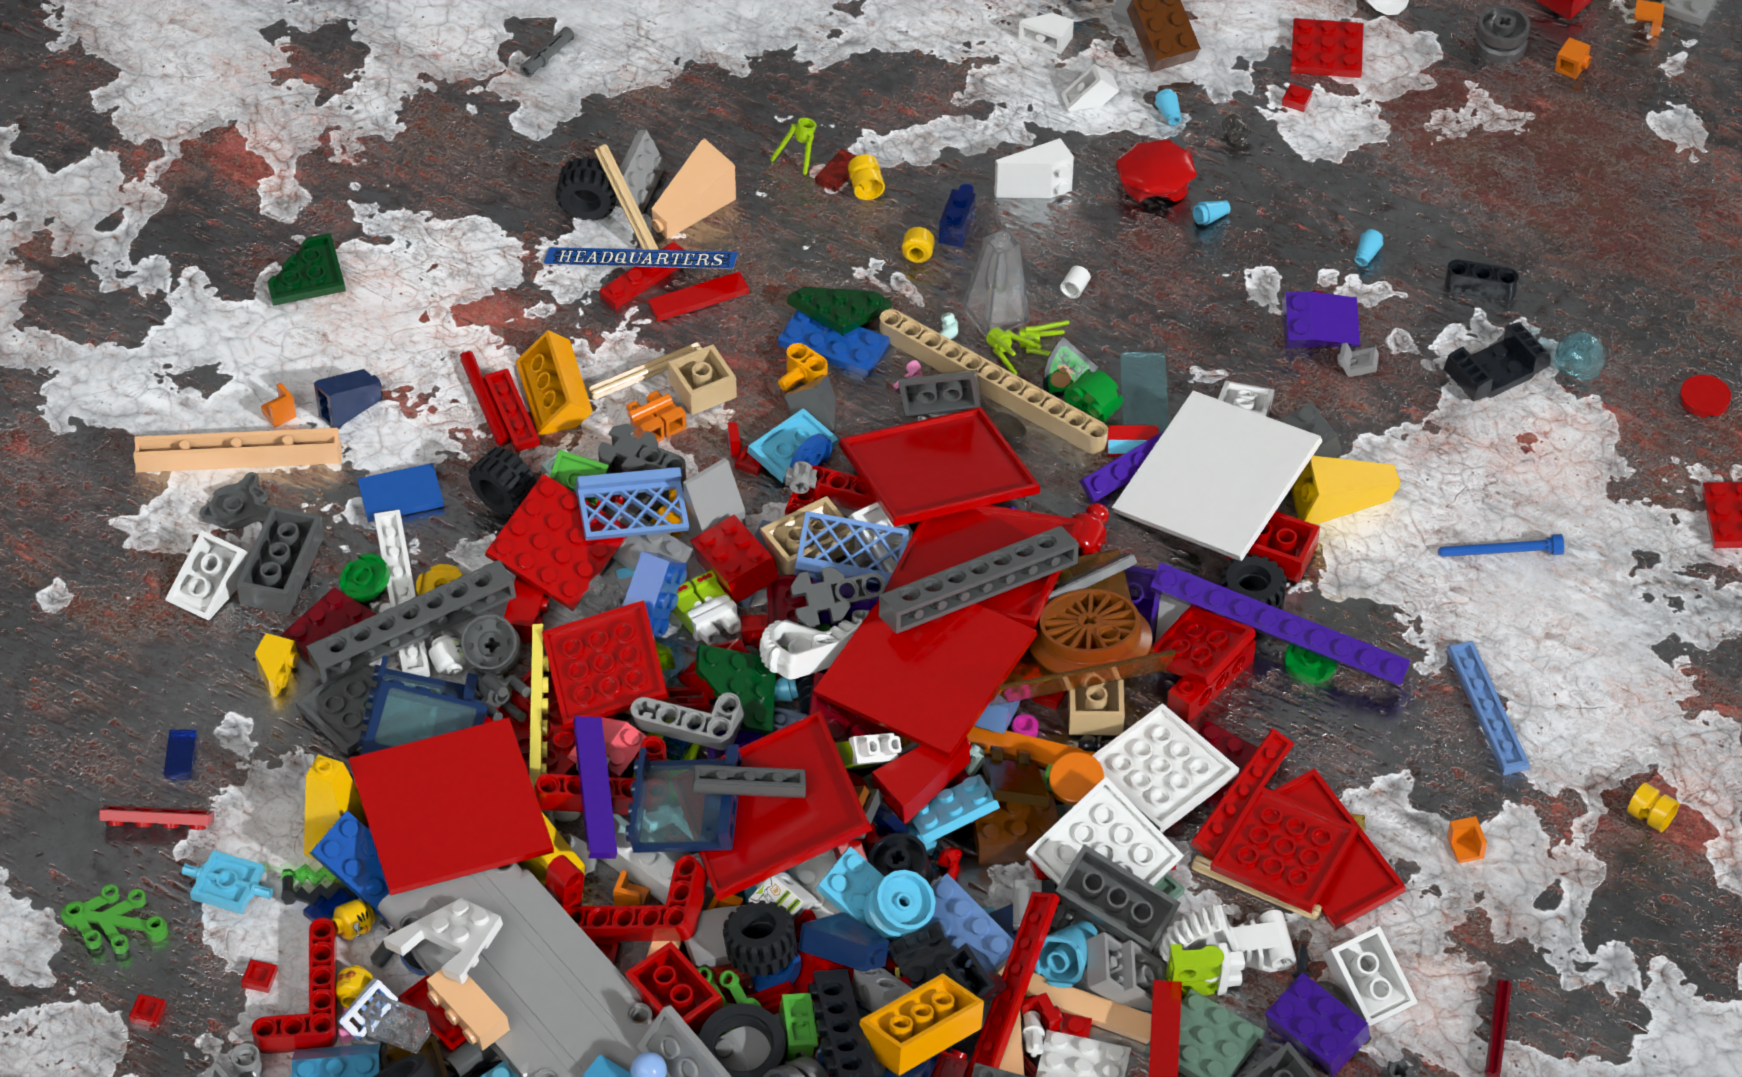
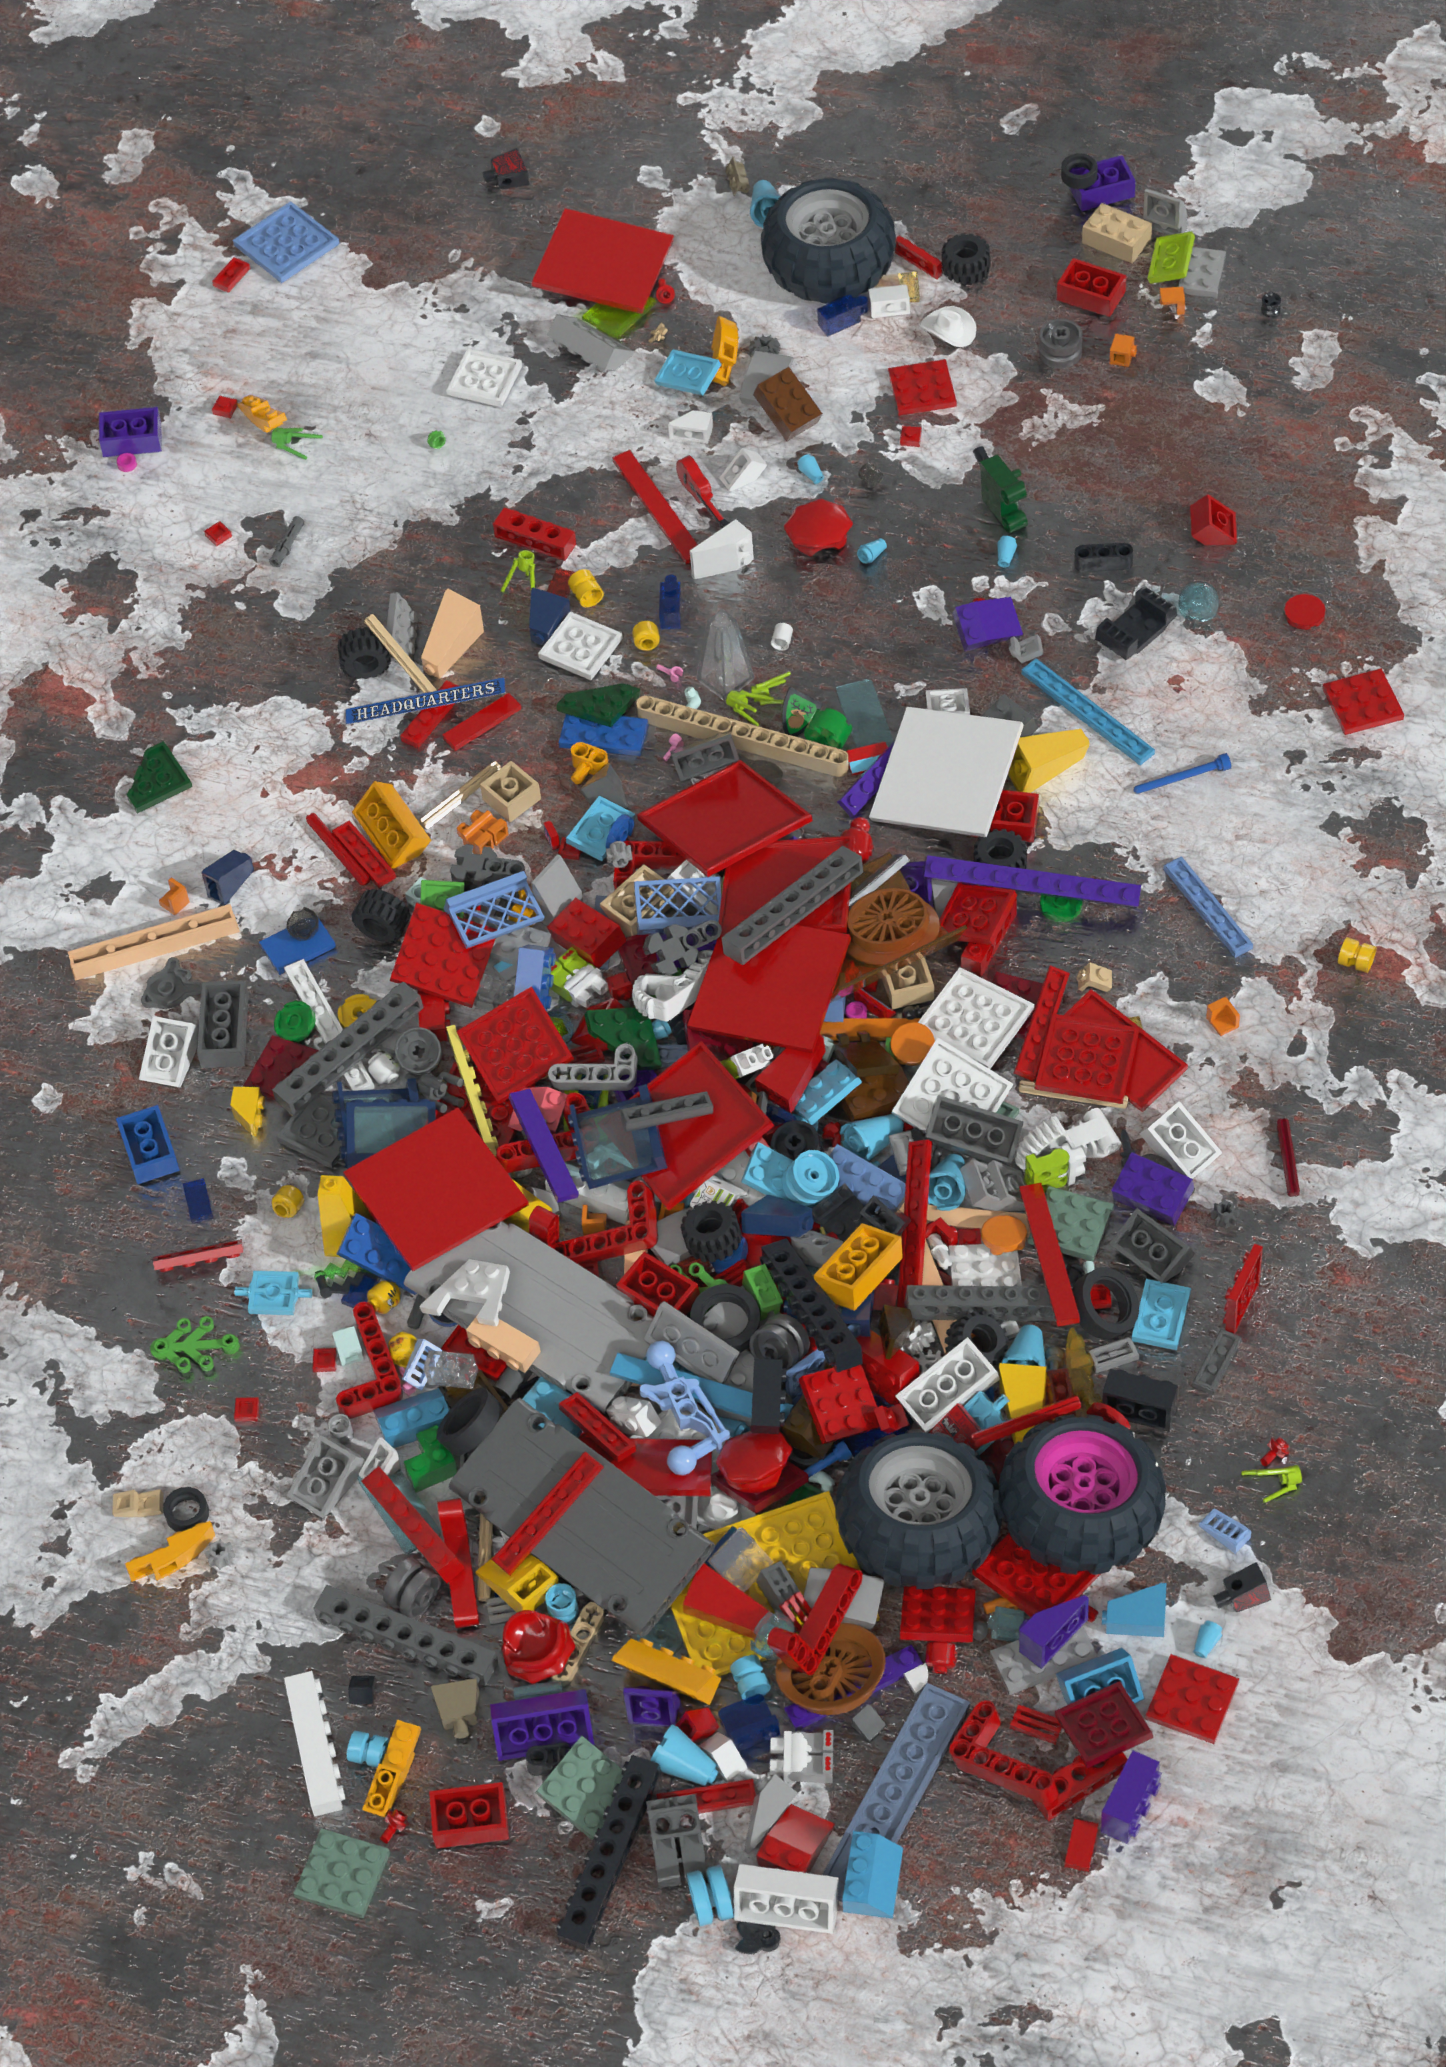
camera: 10 degrees left, 5 degrees up
(144, 674) = (147, 1144): none -> blue brick
(281, 780) = (287, 1201): none -> yellow head
(290, 966) = (348, 1345): none -> light aqua brick
(411, 470) = (303, 924): none -> clear smoke hair
(474, 26) = (218, 533): none -> red tile
(811, 197) = (546, 614): none -> dark blue slope
(828, 106) = (534, 534): none -> red brick
(839, 239) = (580, 645): none -> white plate
(935, 292) = (675, 670): none -> bright pink hand
(977, 103) = (655, 504): none -> red tile
(992, 874) = (871, 1135): none -> medium azure cone
(1031, 94) = (698, 486): none -> red piece
(1048, 723) = (873, 1004): none -> red slope
(1117, 1033) = (1004, 1234): none -> orange tile
(1325, 756) = (1094, 976): none -> tan bracket
(1382, 177) = (1001, 490): none -> dark green piece
(1411, 450) = (1088, 712): none -> dark azure tile
(1623, 270) = (1213, 522): none -> red slope

